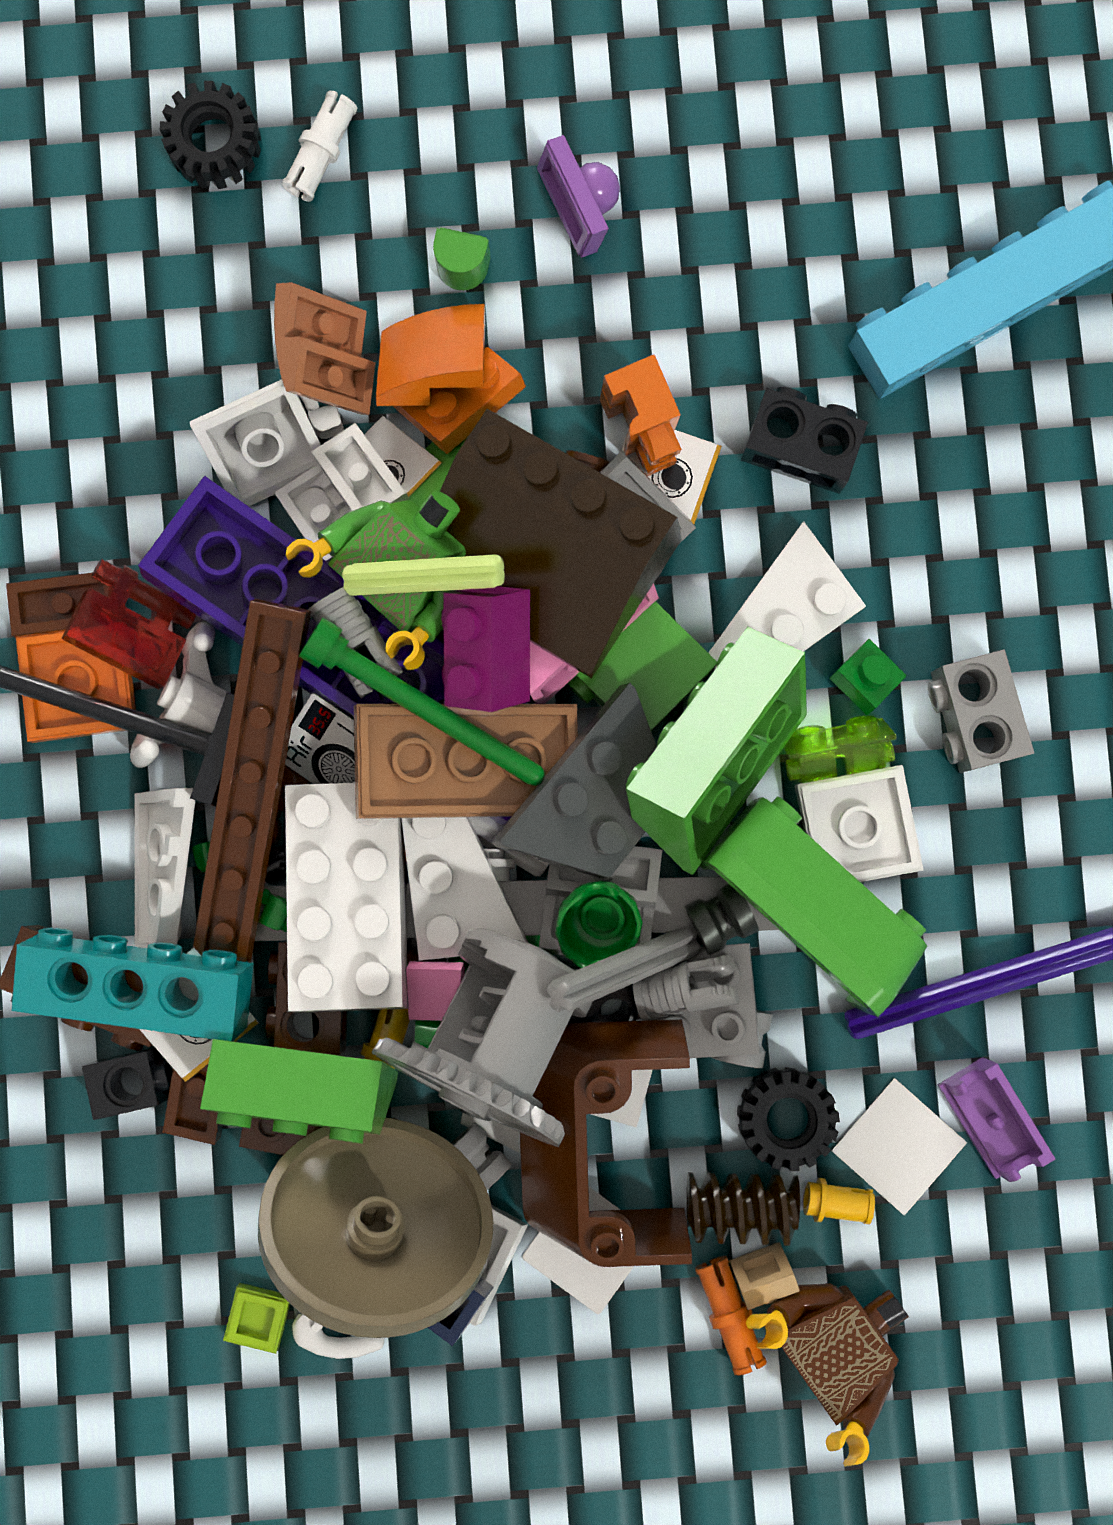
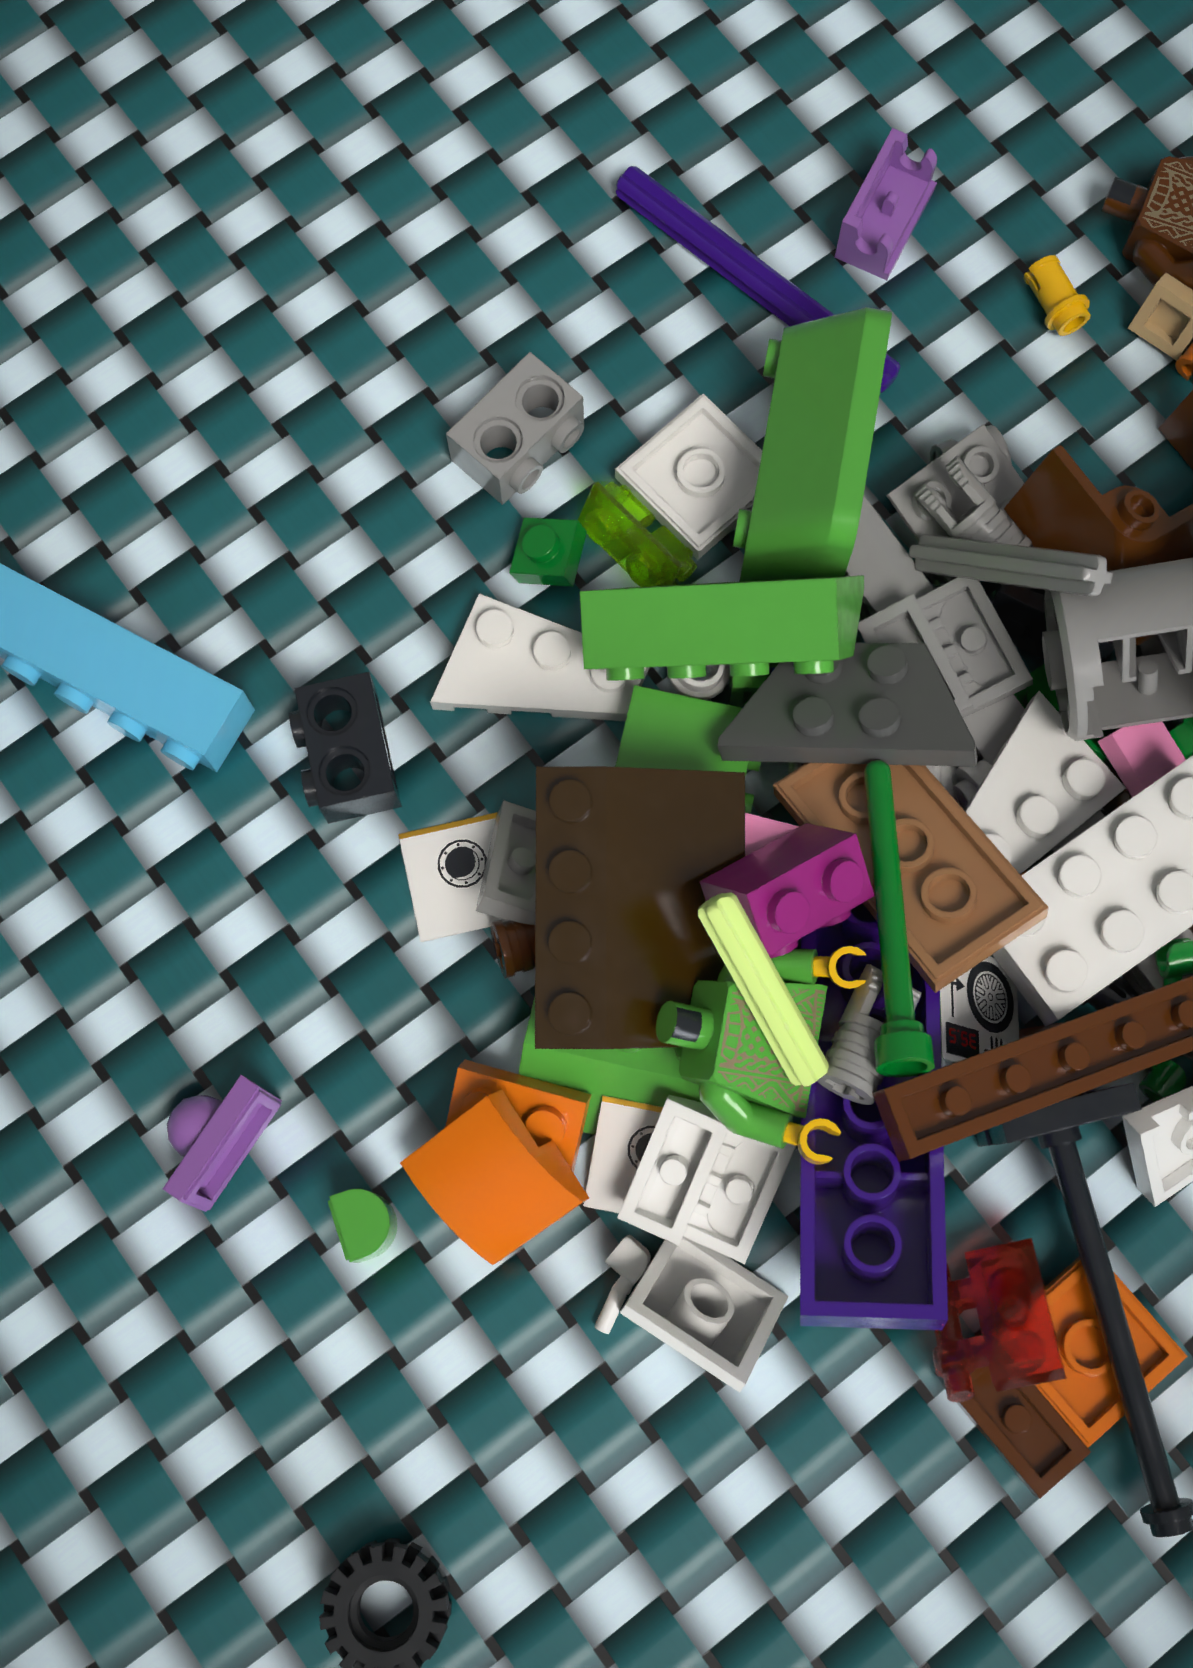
camera: 120 degrees left, 10 degrees down
(188, 700) = (1025, 1204): white piece -> none
(319, 146) = (324, 1471): white pin -> none
(322, 348) = (565, 1304): nougat slope -> none
(597, 922) = (977, 627): green hair -> none
(648, 409) = (418, 909): orange hips -> none
(711, 924) = (896, 534): pearl dark grey wheel -> none
(743, 1208) = (1124, 369): dark brown piece -> none
(819, 1128) = (1026, 352): black tyre -> none
(899, 1146) = (966, 280): white sticker -> none

